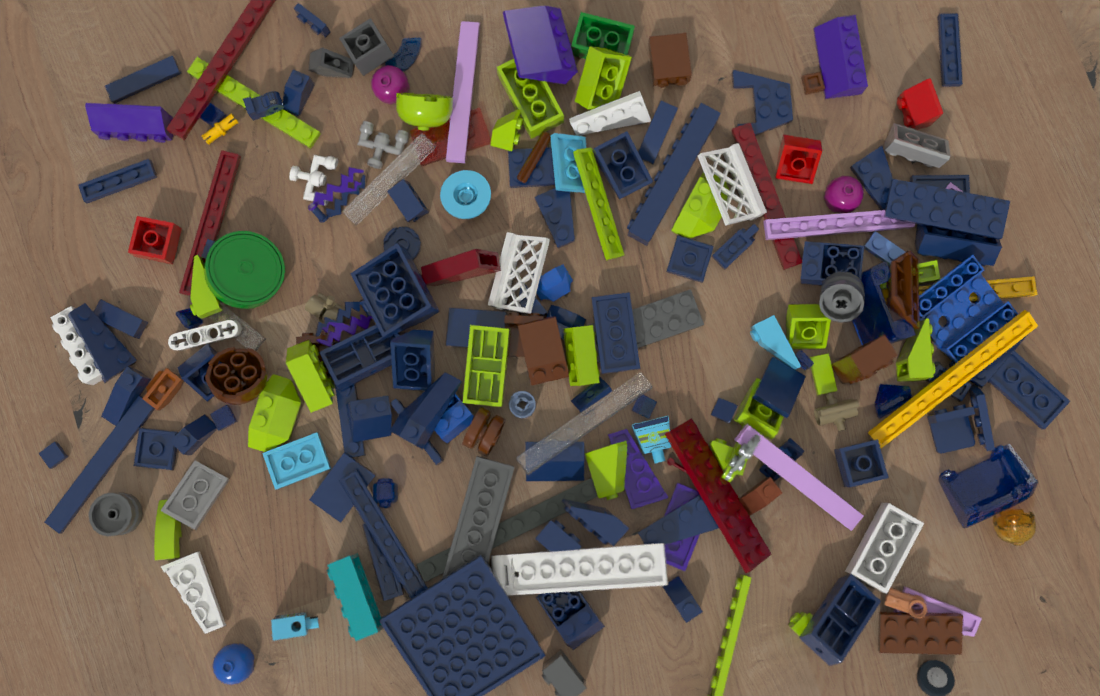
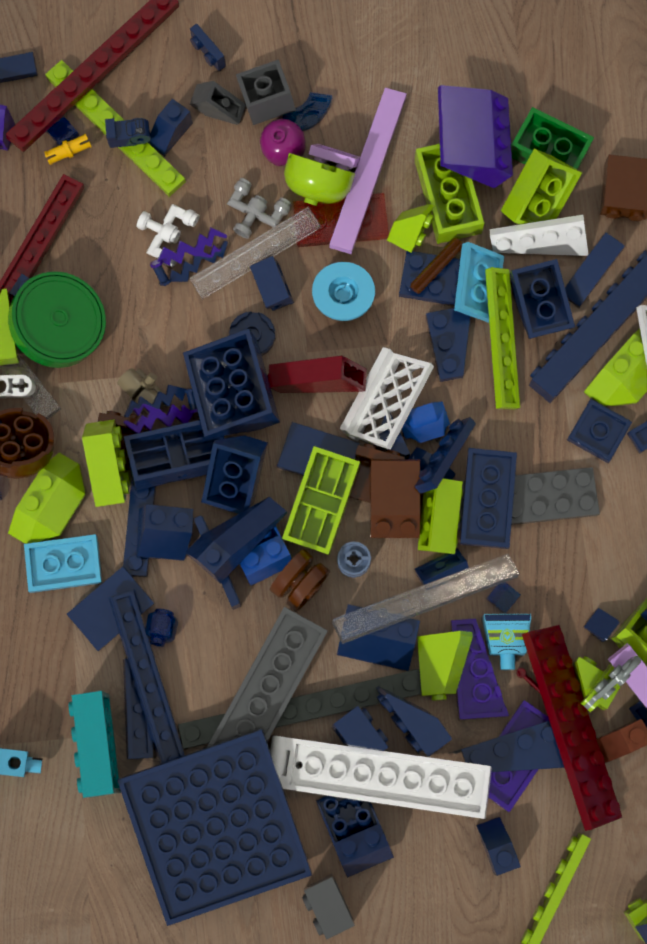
camera: 10 degrees right, 5 degrees down
(441, 88) = (327, 154): none -> lavender plate
(574, 307) = (445, 455): none -> dark blue plate

